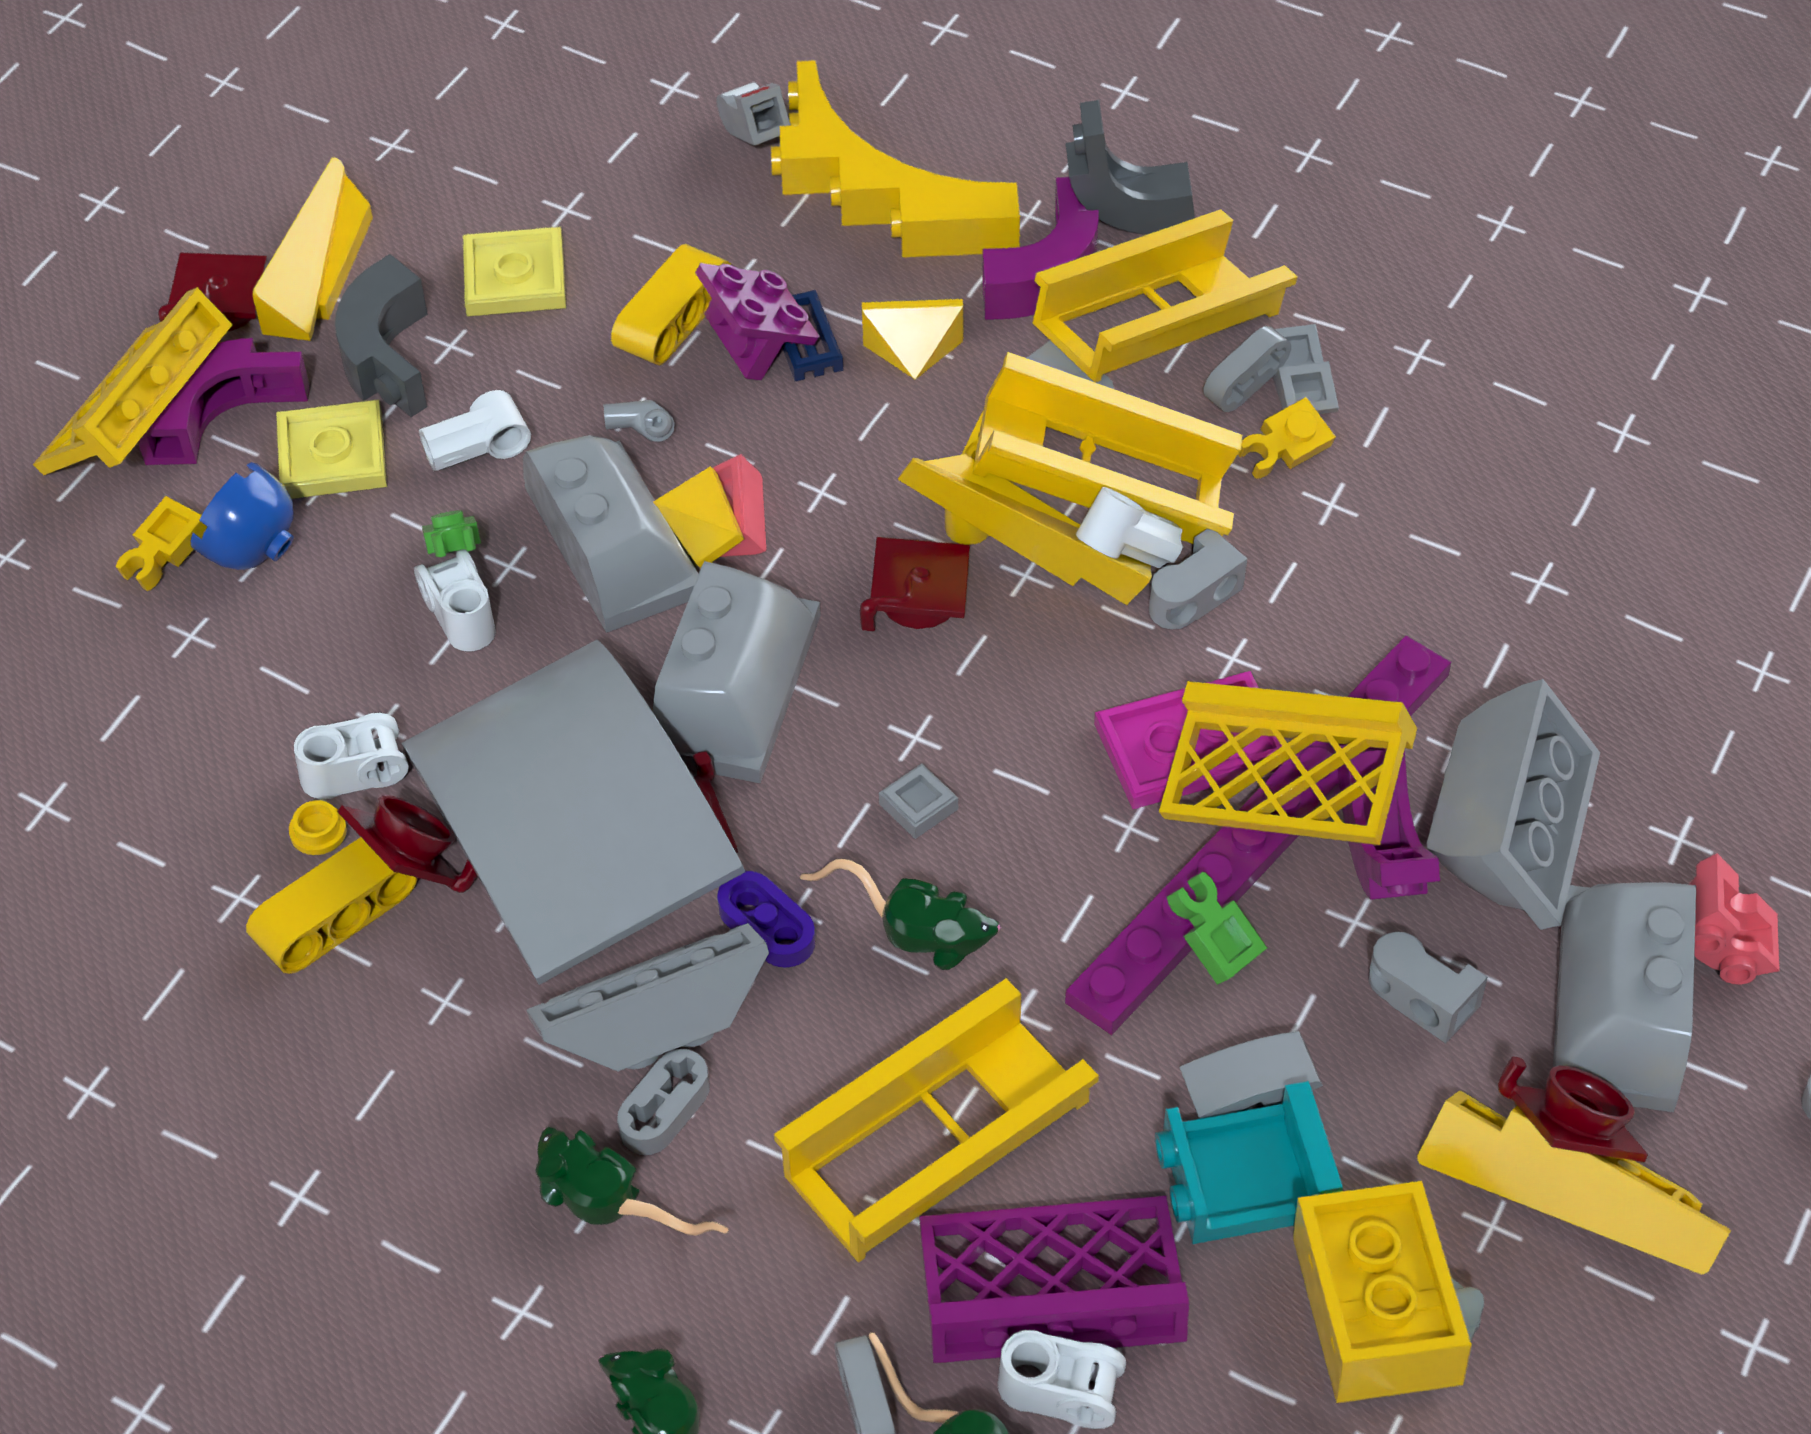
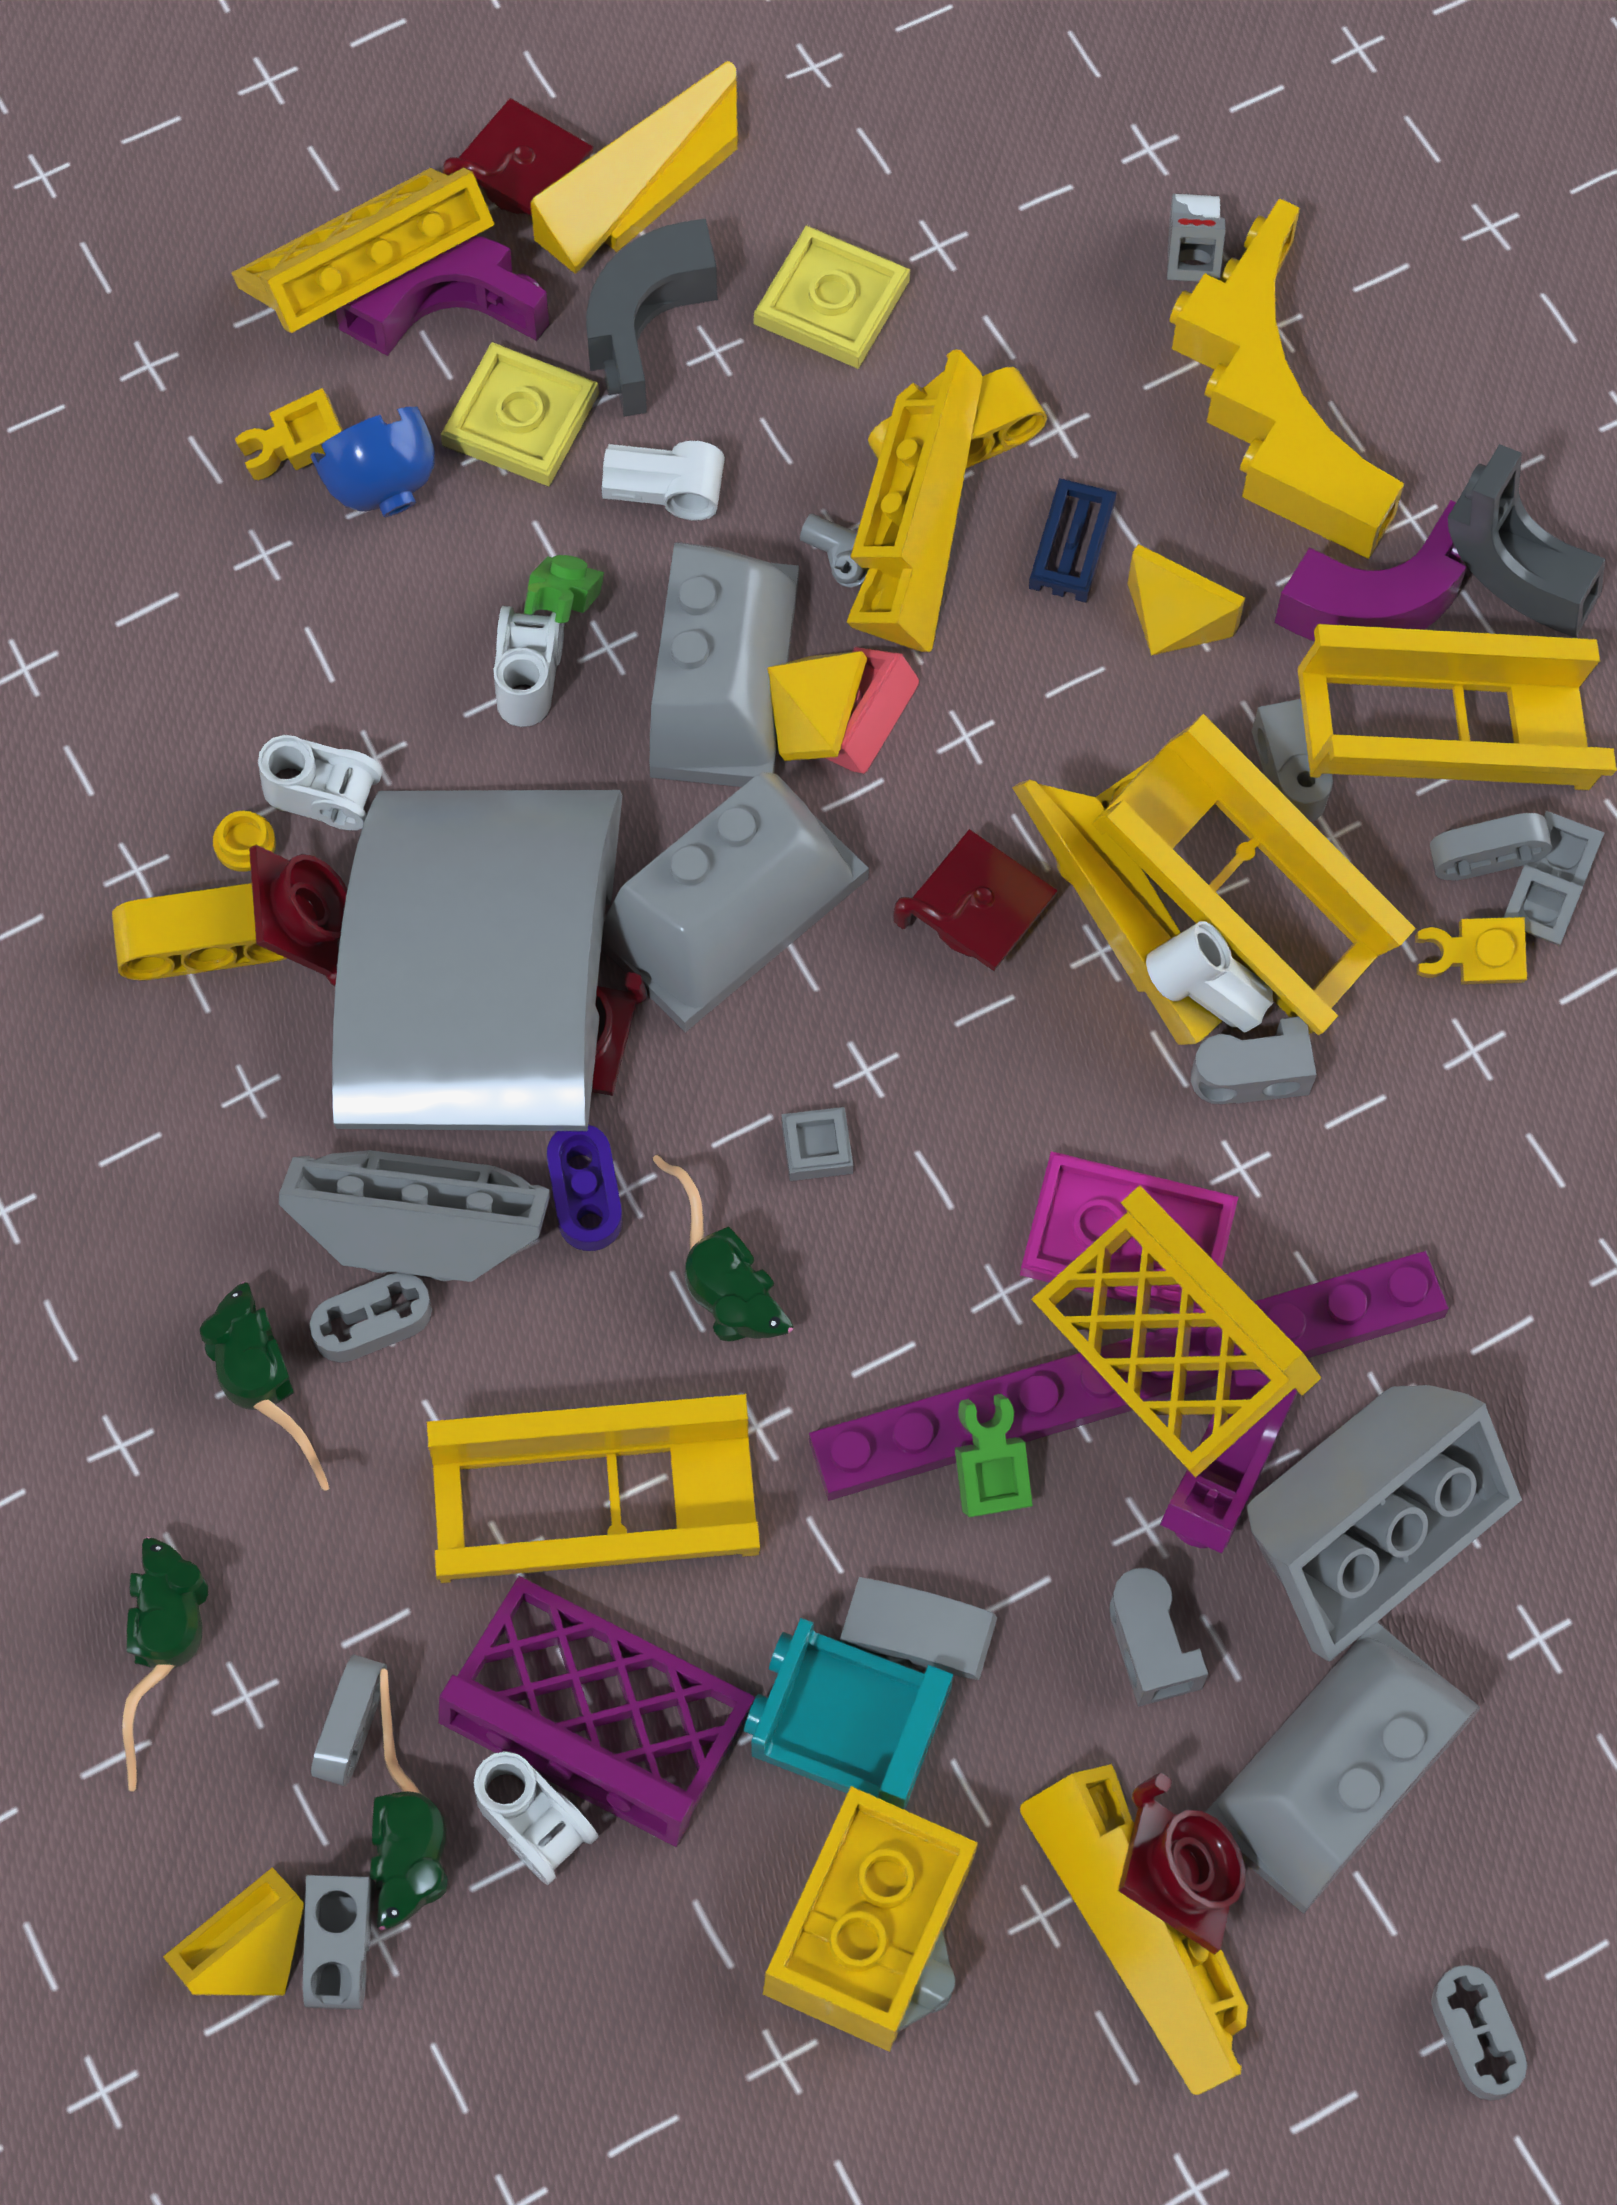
camera: 30 degrees right, 15 degrees up
(681, 359) = (915, 507): none -> yellow wedge
(753, 315) = (1026, 492): magenta bracket -> none
(1732, 928) = (1500, 1768): coral cylinder -> none

